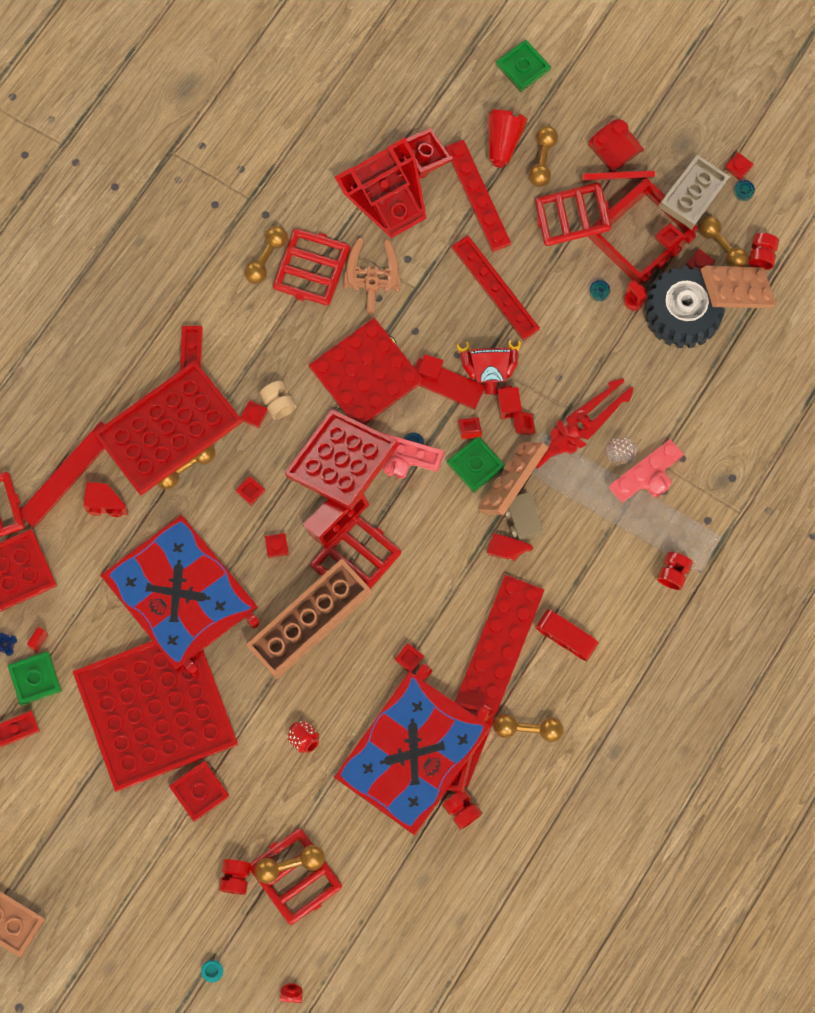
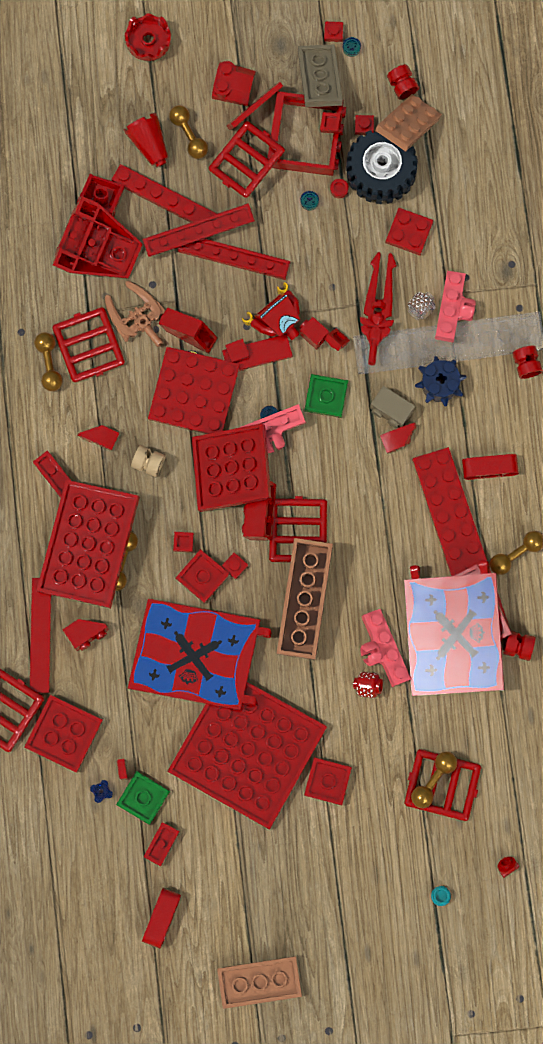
camera: 35 degrees left, 5 degrees up
(234, 876) = (403, 819): red wheel -> none
(241, 532) = (202, 576): none -> red plate
(254, 414) = (138, 484): red plate -> none
(257, 349) = (101, 436): none -> red slope
(342, 717) = (383, 648): none -> coral plate
(404, 318) = (188, 329): none -> red slope
(409, 658) = (395, 570): red plate -> none
(470, 428) = (301, 373): red tile -> none
(482, 242) = (198, 230): none -> red tile
(512, 478) = (363, 385): nougat plate -> none
(523, 65) = (116, 74): green tile -> none
(577, 42) = (144, 26): none -> red plate
(584, 515) = (433, 388): none -> dark blue brick
(636, 293) = (339, 182): red plate -> none
(664, 381) = (409, 231): none -> red plate
(710, 228) = (387, 101): pearl gold piece -> none

